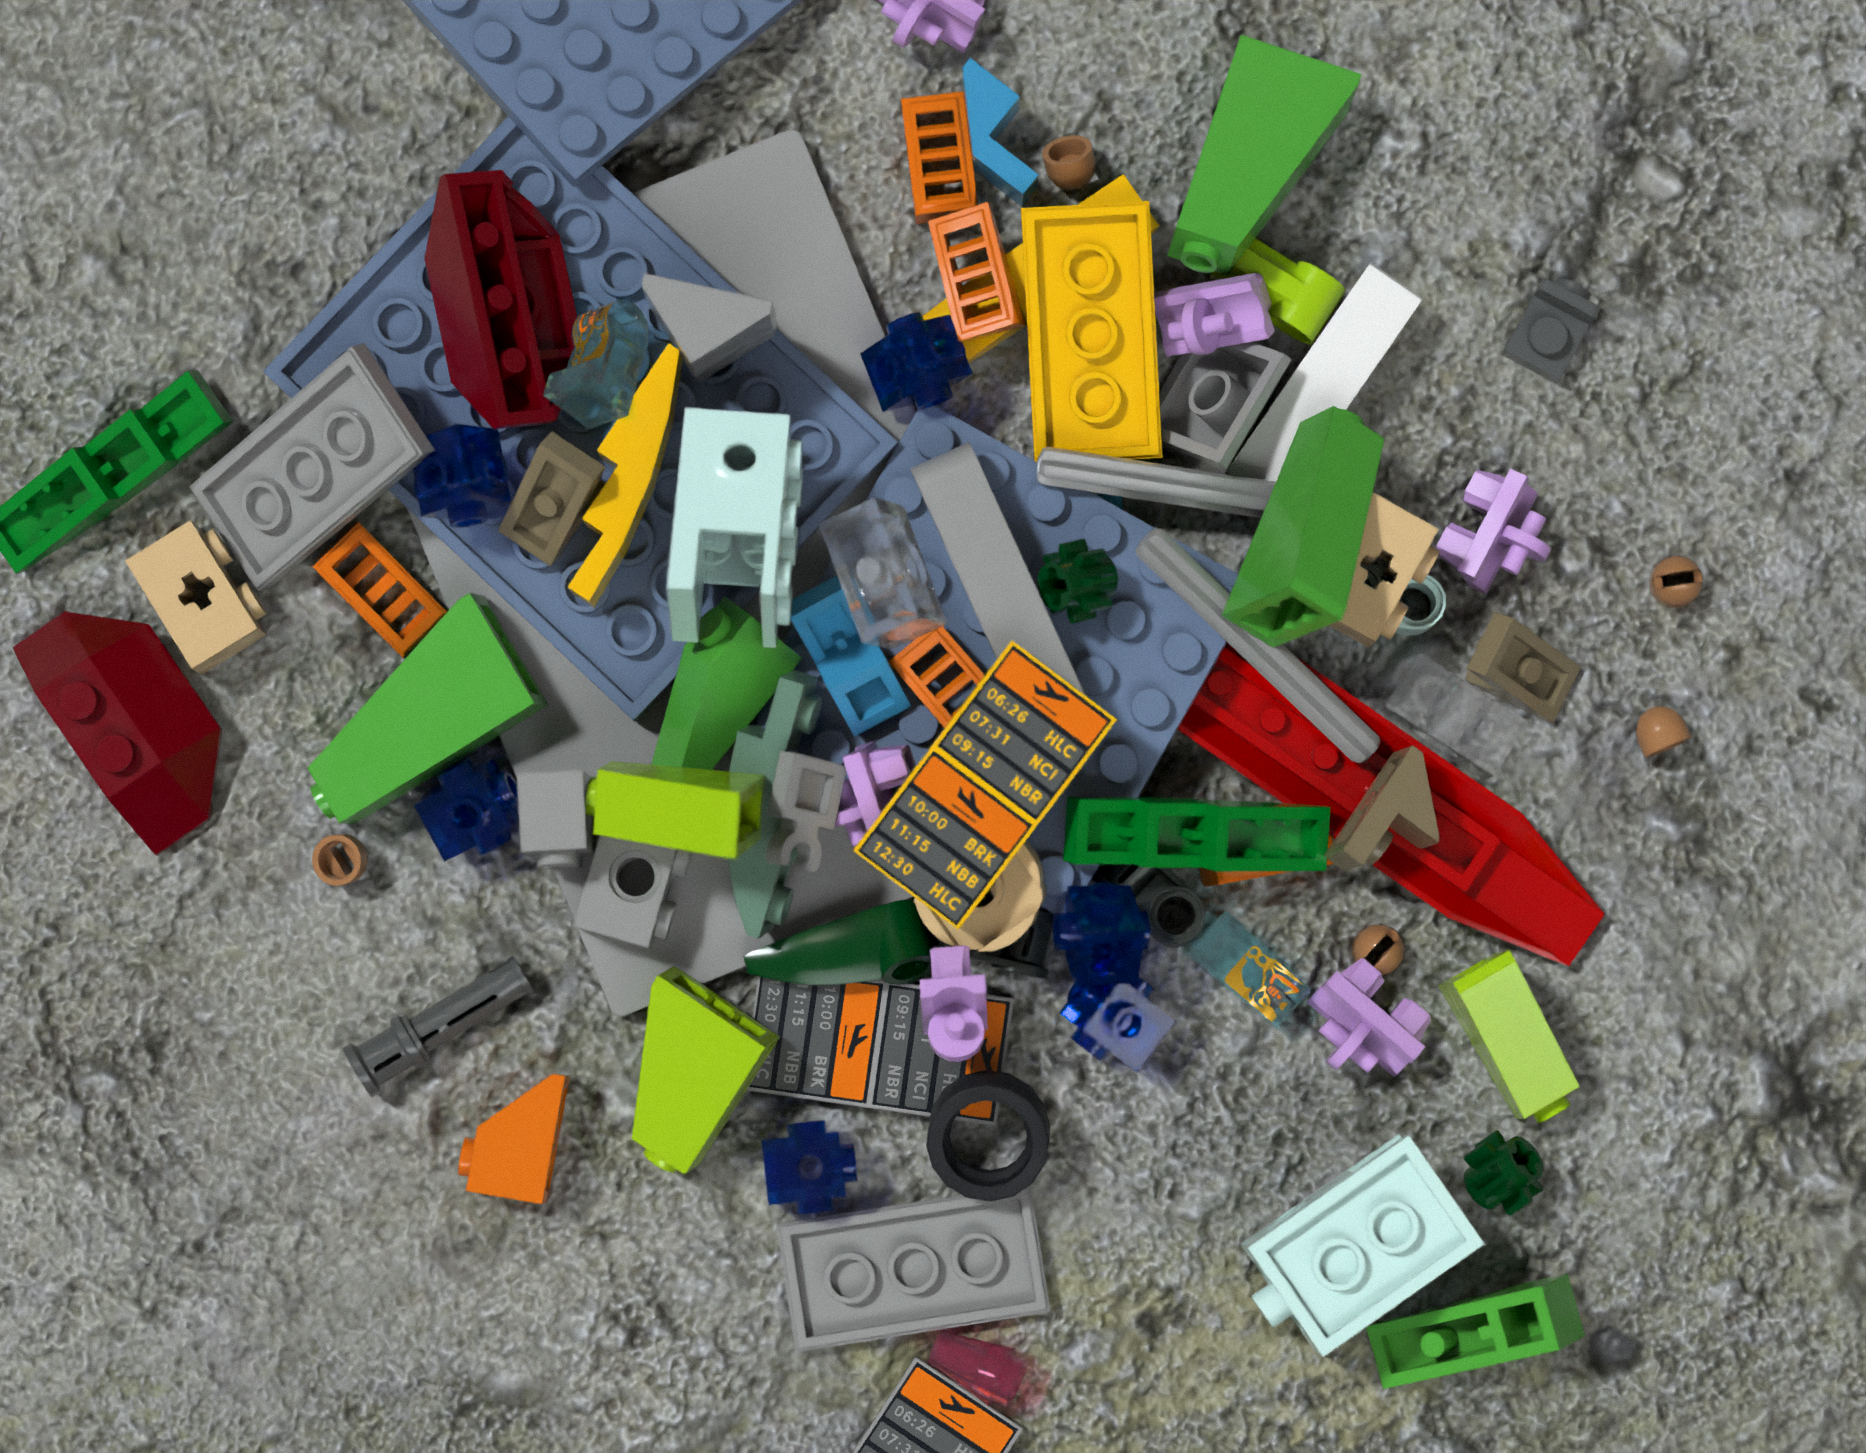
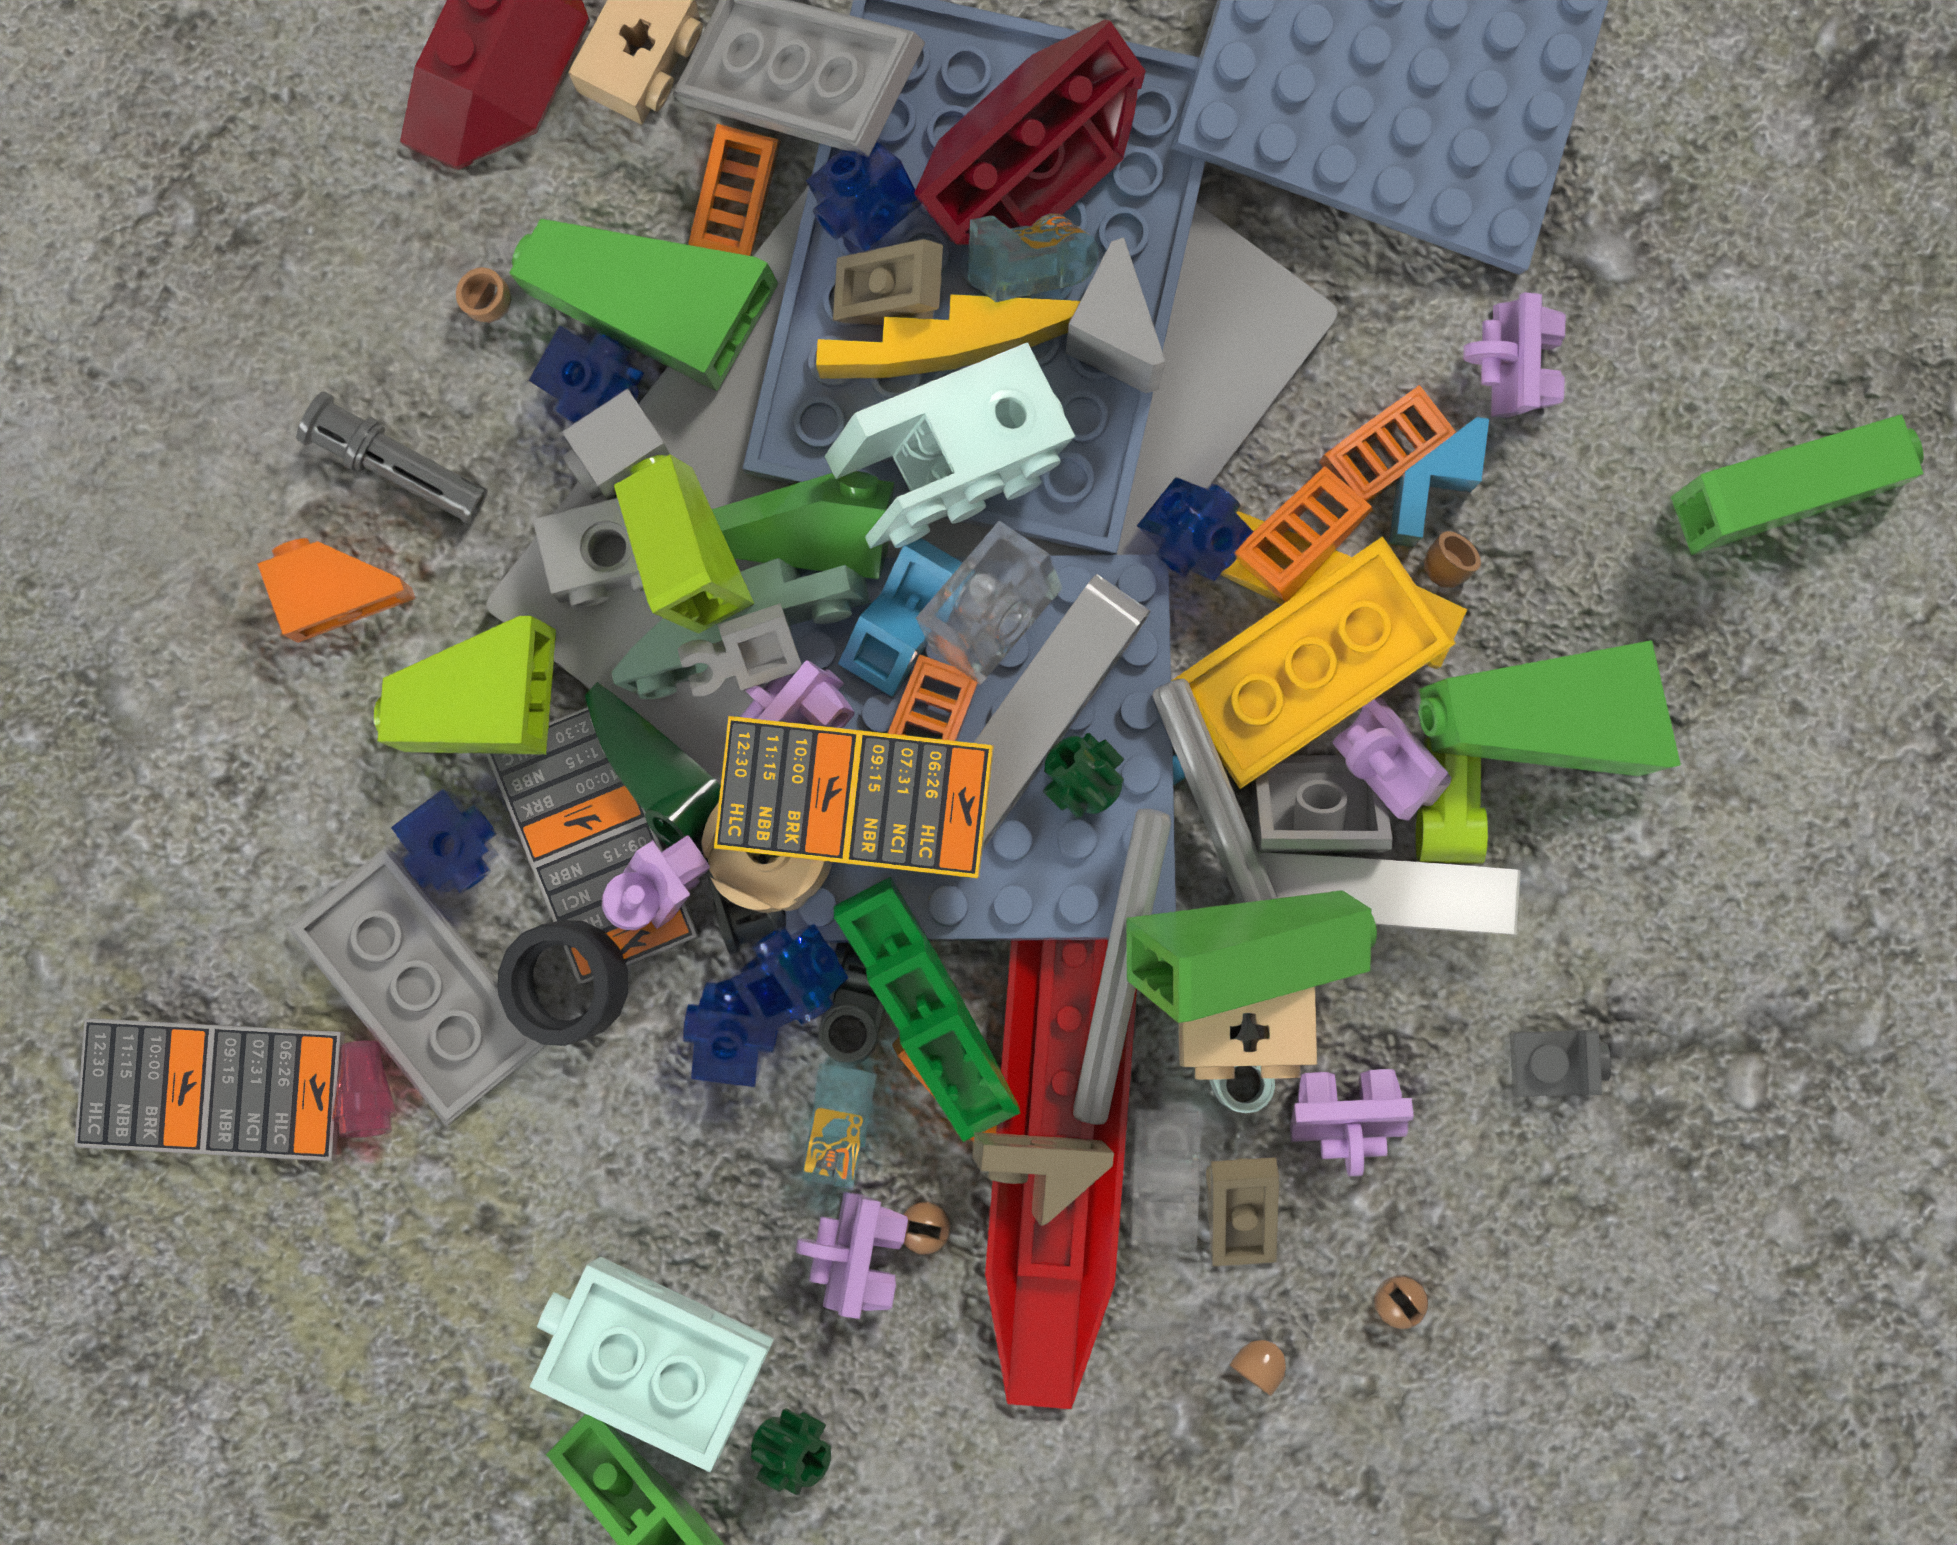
camera: 60 degrees right, 0 degrees up
(1511, 1036) = (913, 1389): lime slope -> none

